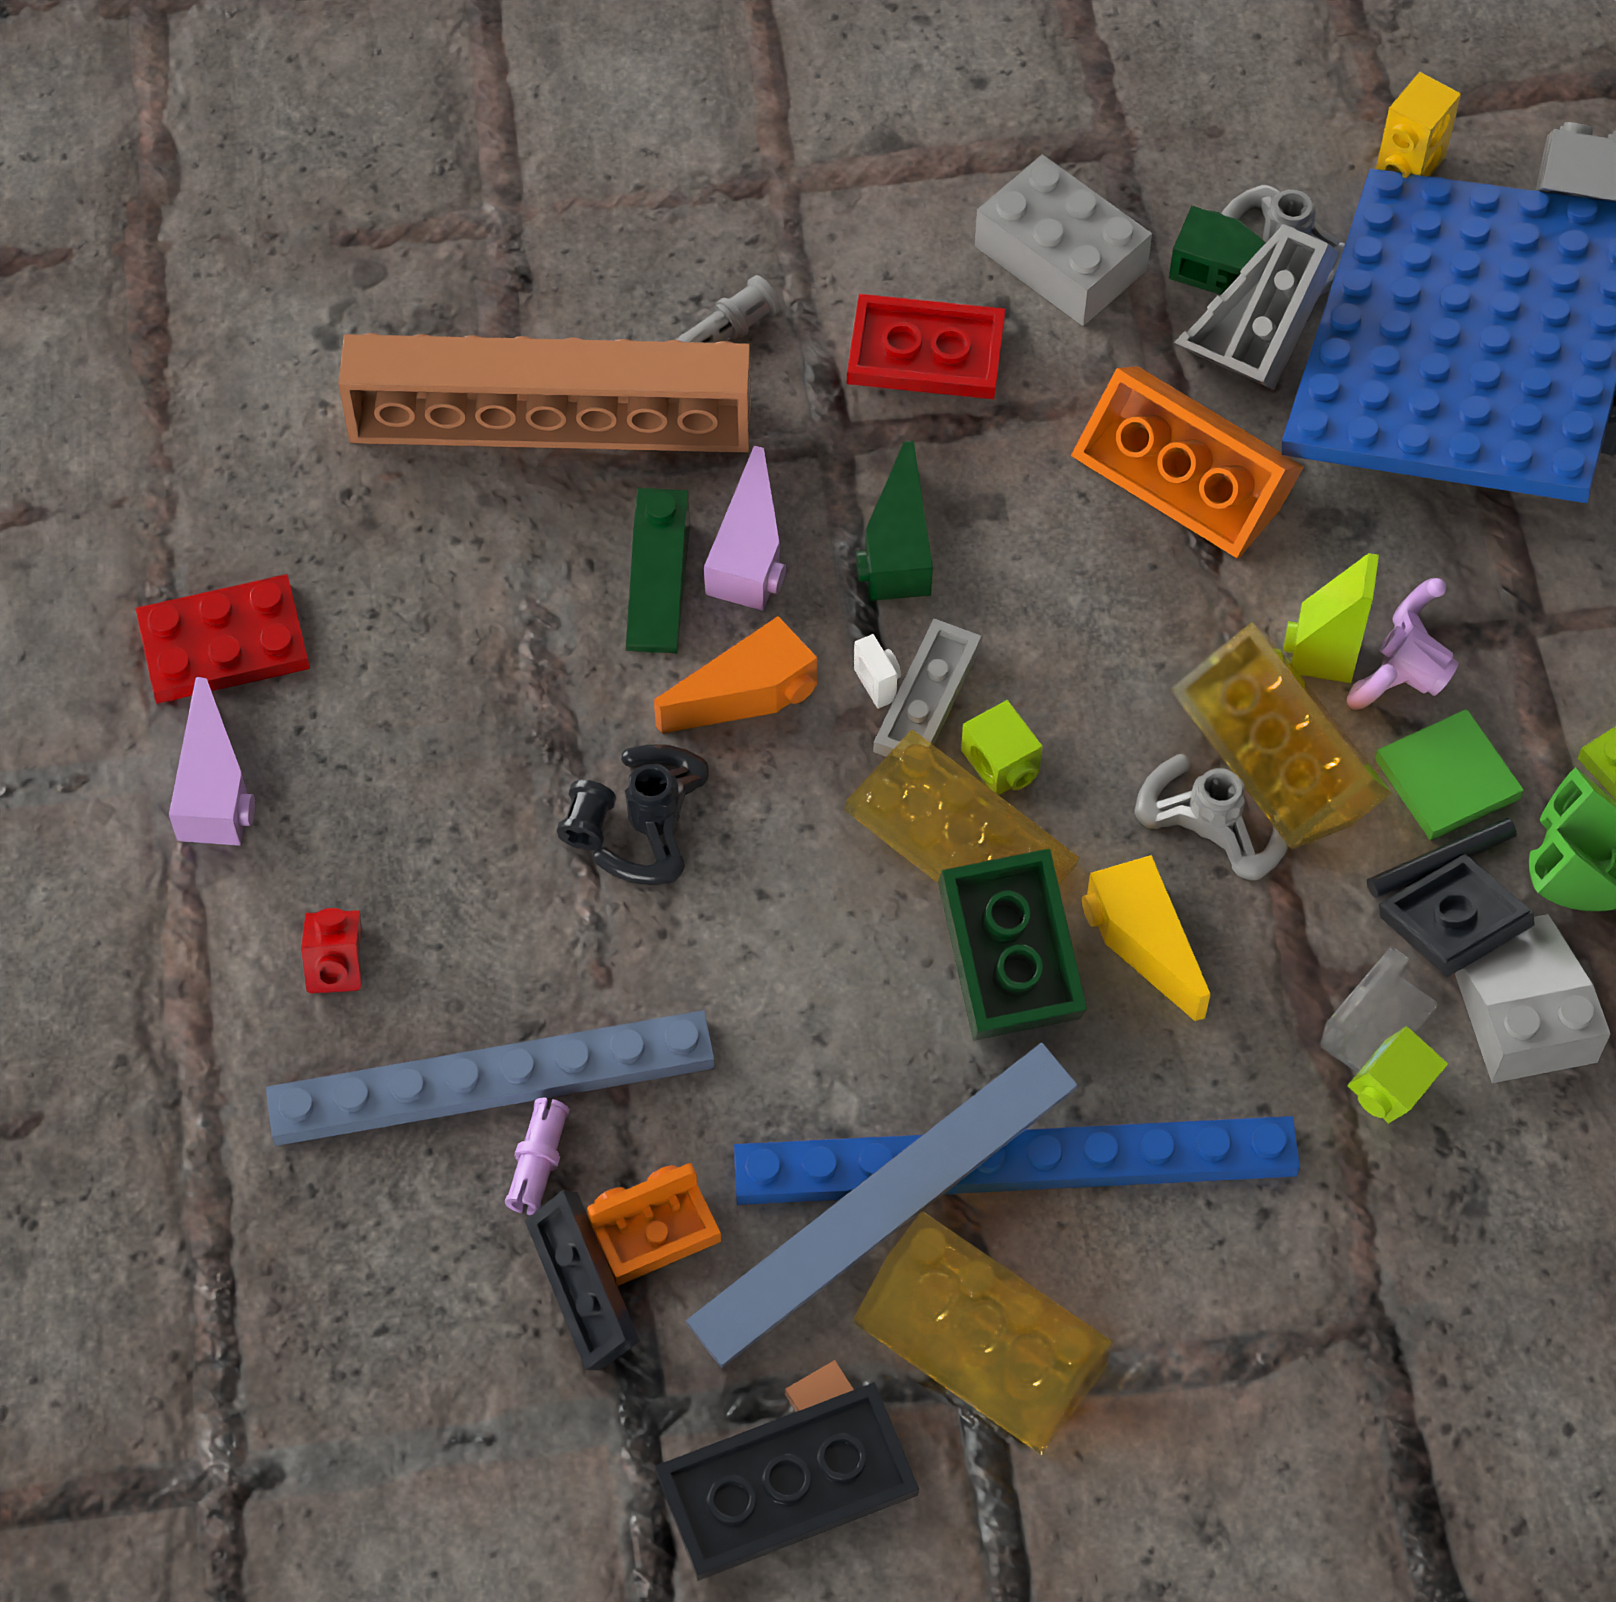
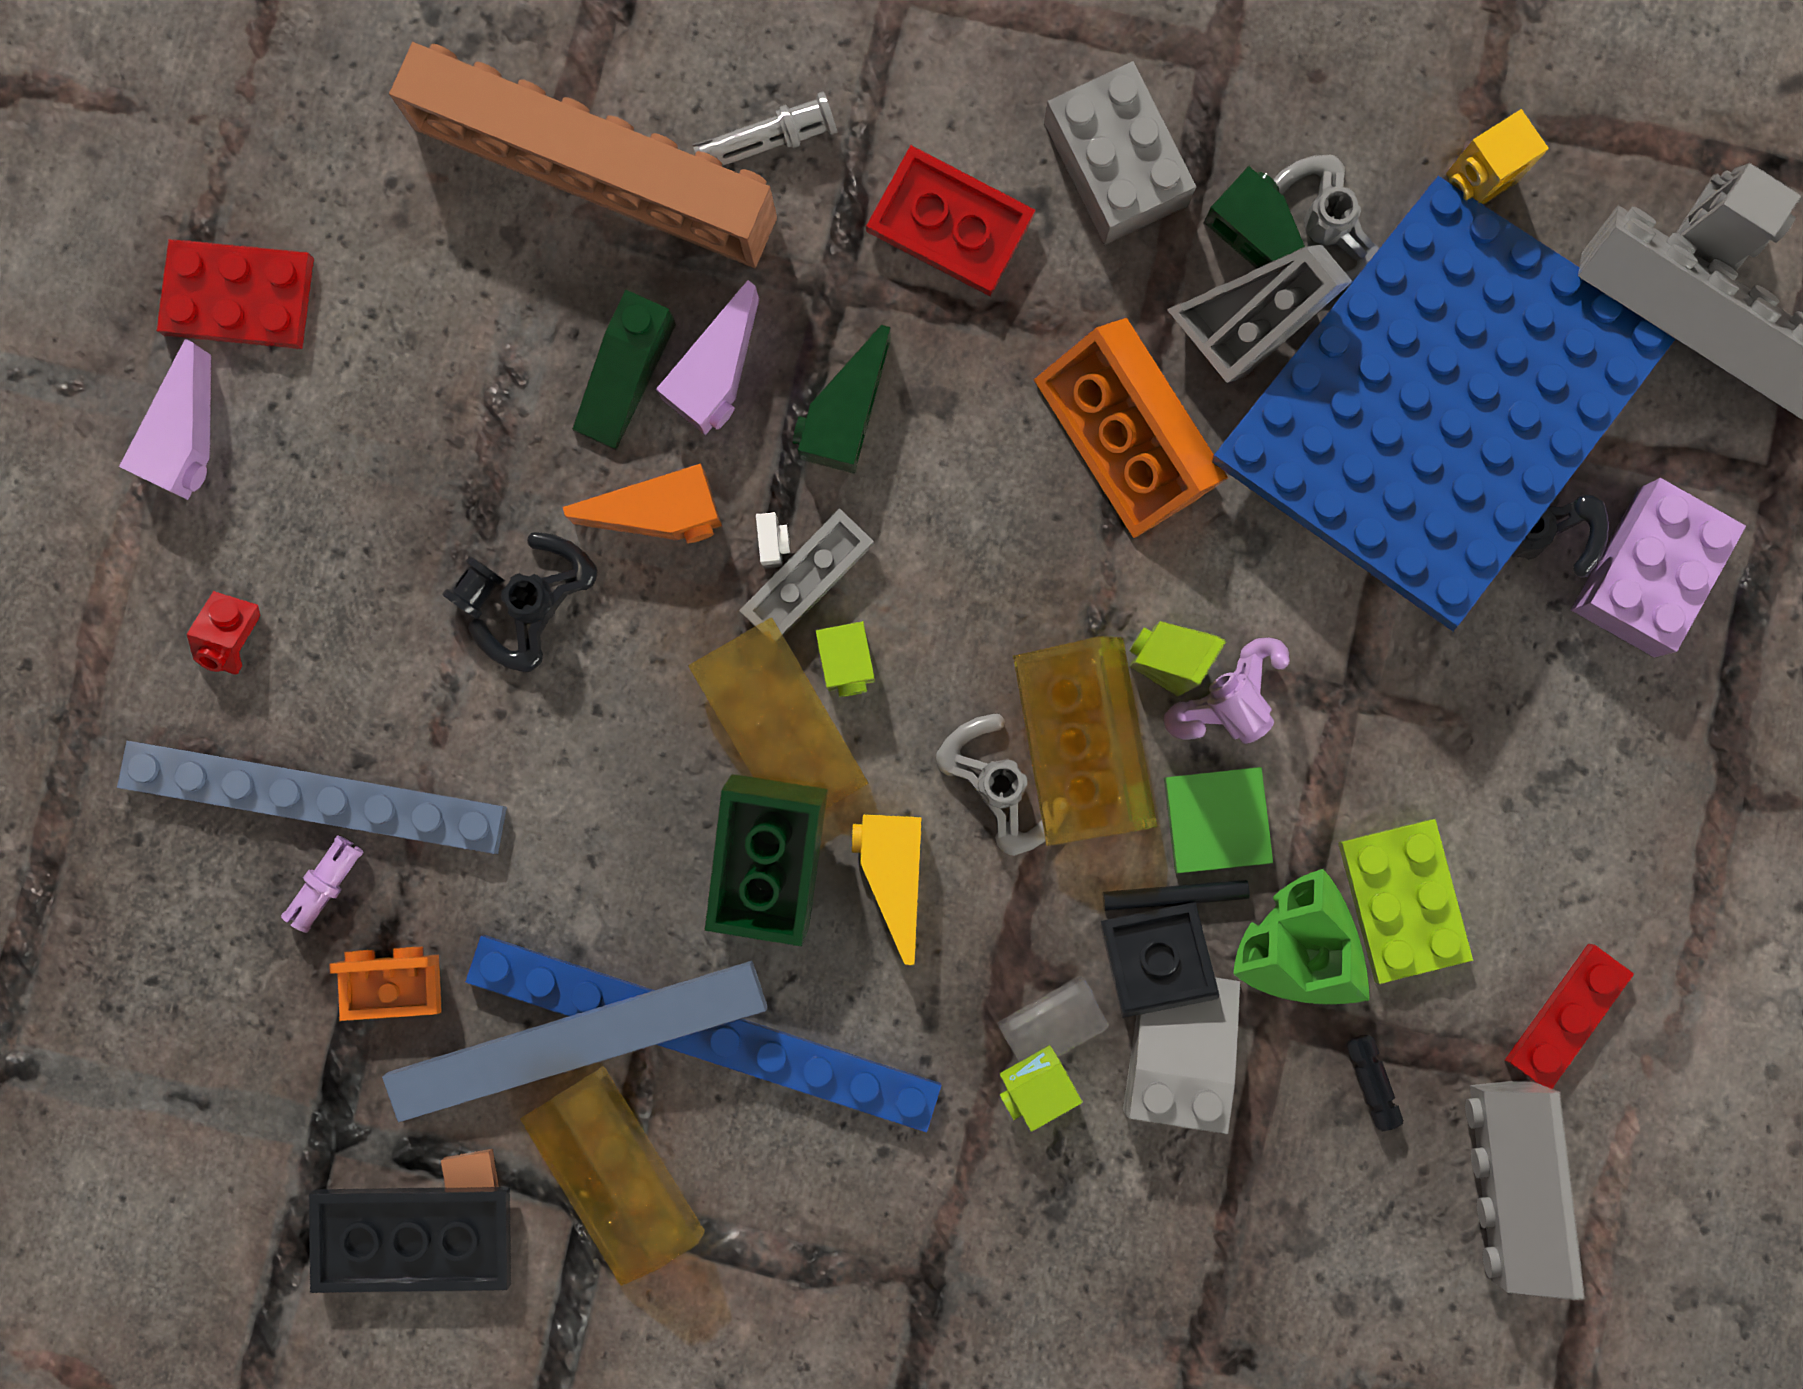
camera: 25 degrees right, 25 degrees up
(582, 1280) = (314, 1011): black plate -> none

